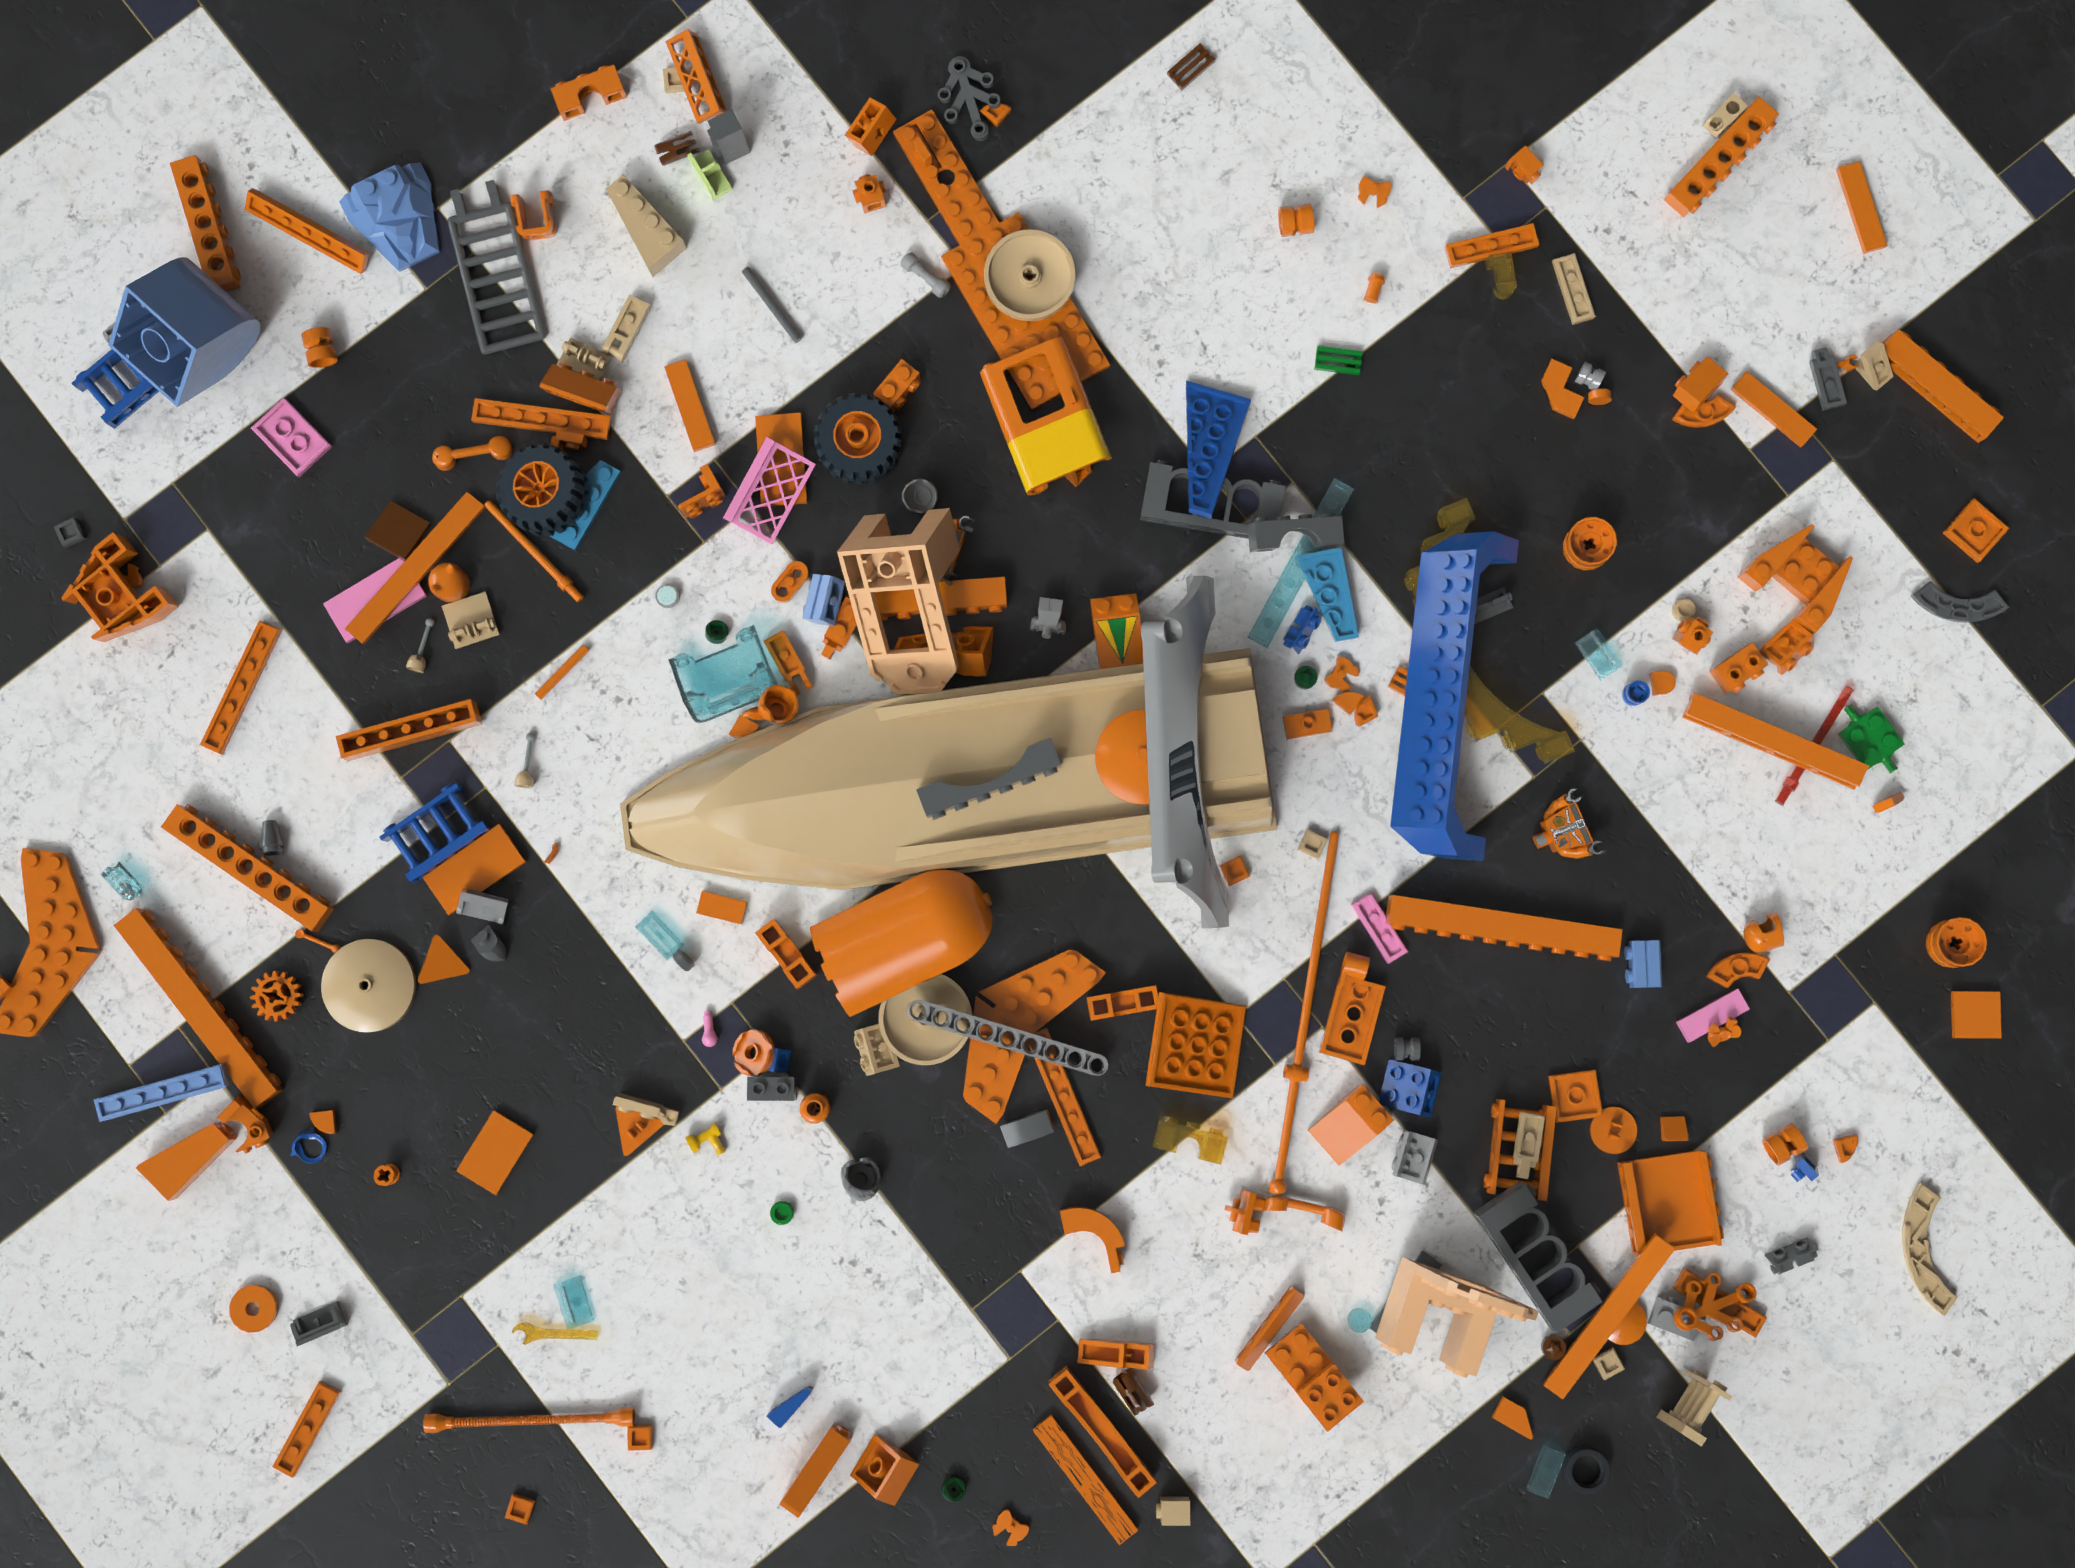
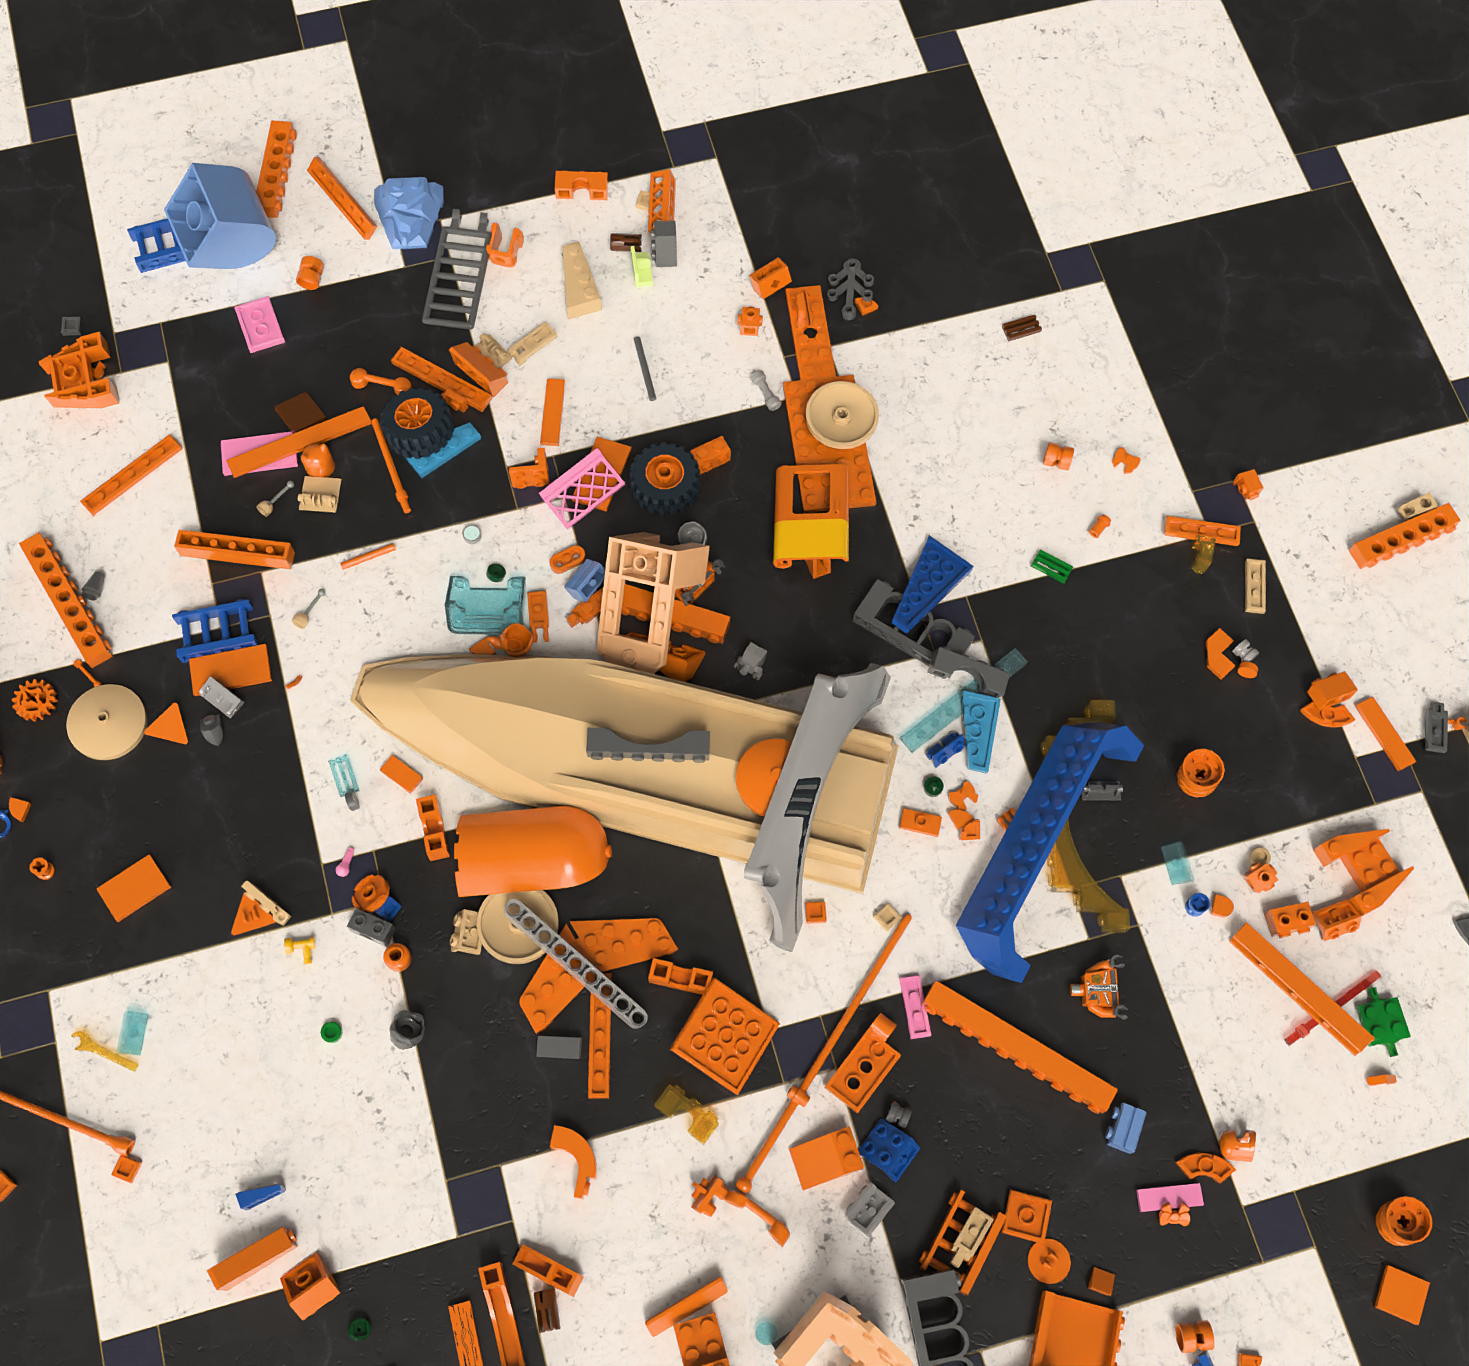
camera: 20 degrees right, 15 degrees down
(1117, 631) = (797, 684): orange slope -> none

